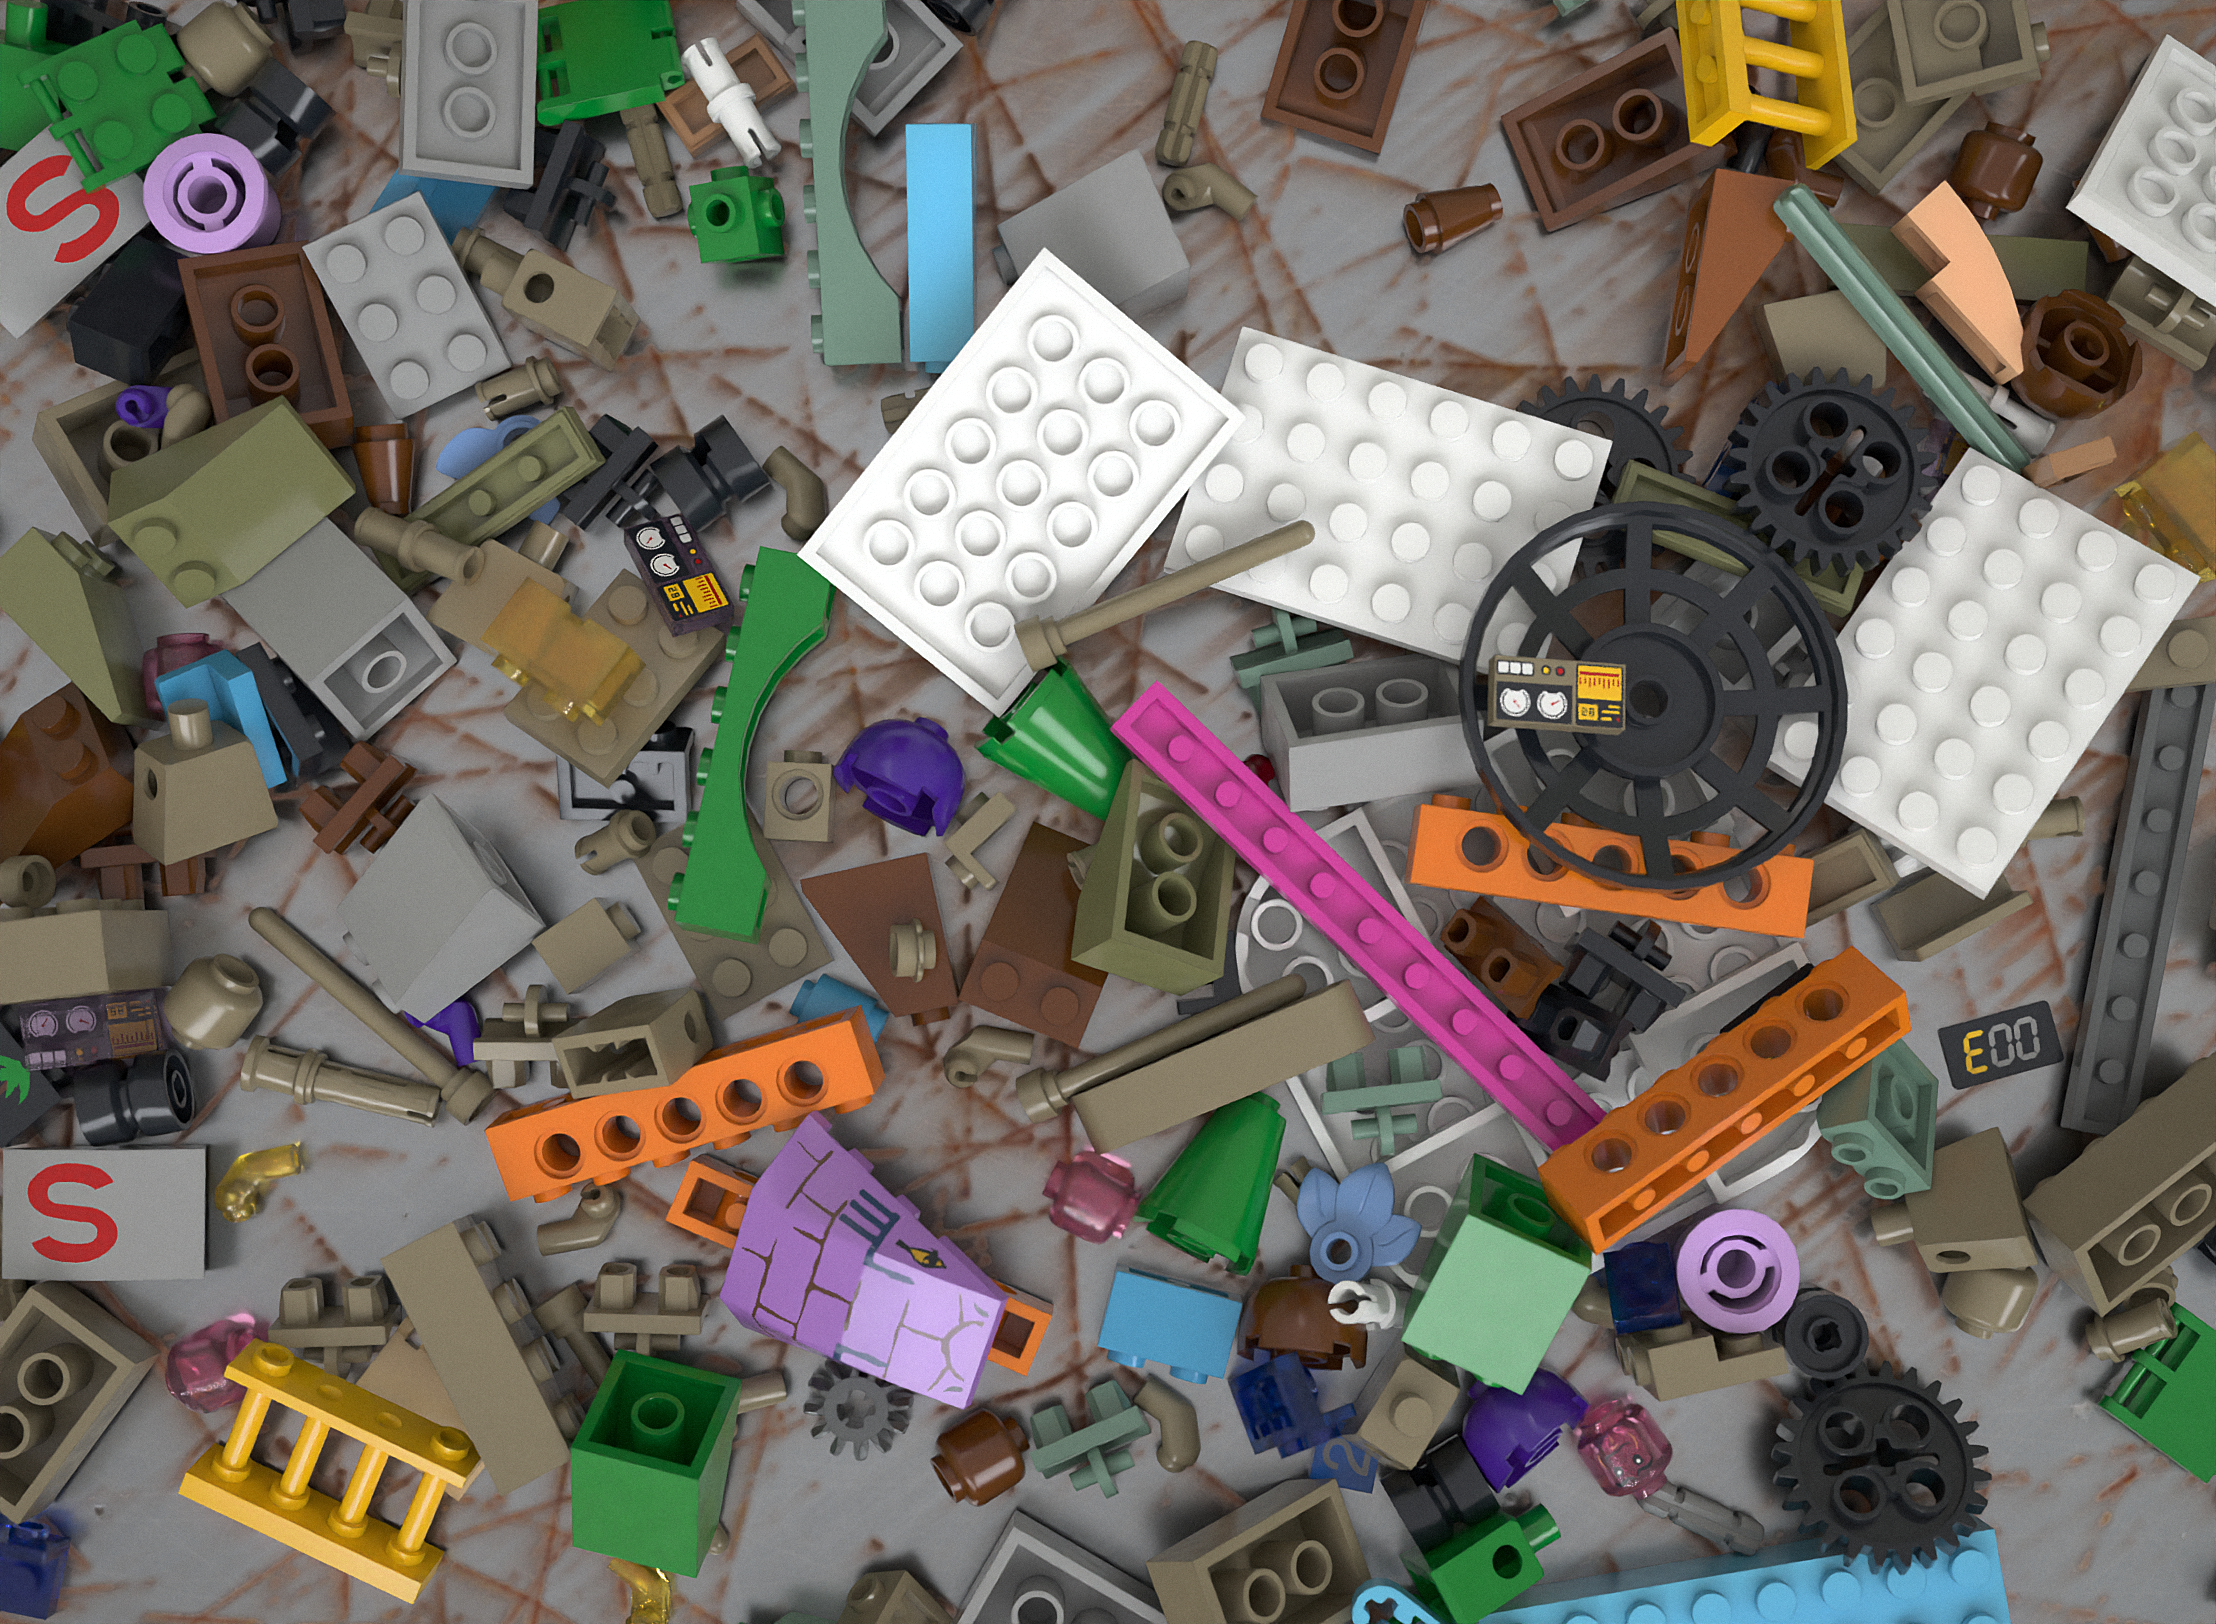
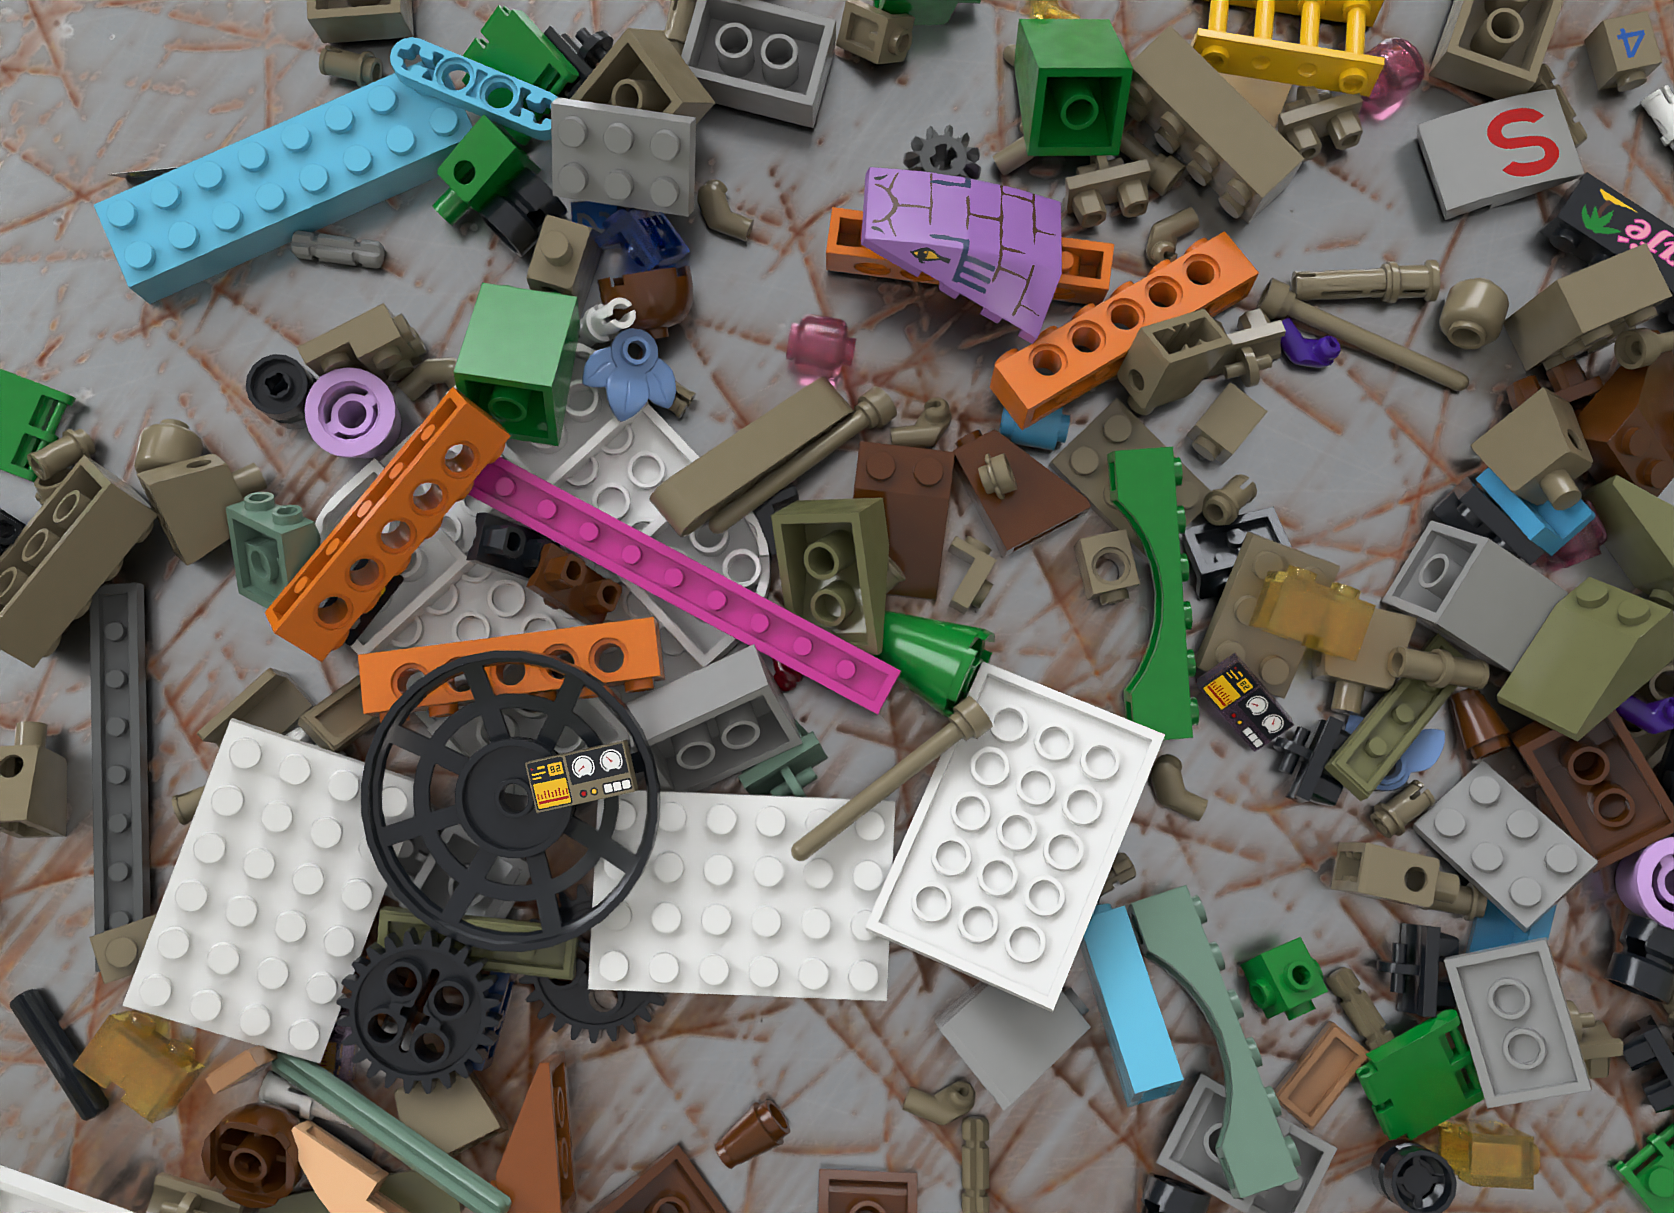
camera: 165 degrees right, 5 degrees down
(89, 1029) = (1539, 270): tile -> none
(122, 1100) = (1511, 230): black wheel -> none
(187, 415) = (1638, 713): dark tan arm -> none
(246, 1175) = (1412, 199): clear yellow arm -> none
(344, 822) = (1425, 462): reddish brown hips -> none
(436, 912) = (1339, 414): light grey slope -> none
(709, 473) = (1244, 783): black wheel -> none
(731, 102) = (1316, 1067): white pin -> none
(906, 772) = (1037, 605): dark purple cylinder -> none
(980, 1457) = (847, 152): reddish brown head -> none
(1063, 1449) = (794, 174): sand green hips -> none
(1169, 1324) = (742, 277): dark azure brick -> none
(1220, 1185) = (732, 376): green cone -> none
(1289, 1518) = (623, 156): none -> light grey plate
(1409, 1086) = (616, 477): sand green hips -> none
(1516, 1431) = (485, 259): dark purple cylinder -> none
(1624, 1449) = (401, 276): clear pink head -> none
(1642, 1287) = (414, 383): clear blue bracket -> none
(1645, 991) = (464, 588): black hips -> none
(1896, 1523) = (200, 270): black gear -> none
(2001, 1045) = (199, 632): black sticker -> none

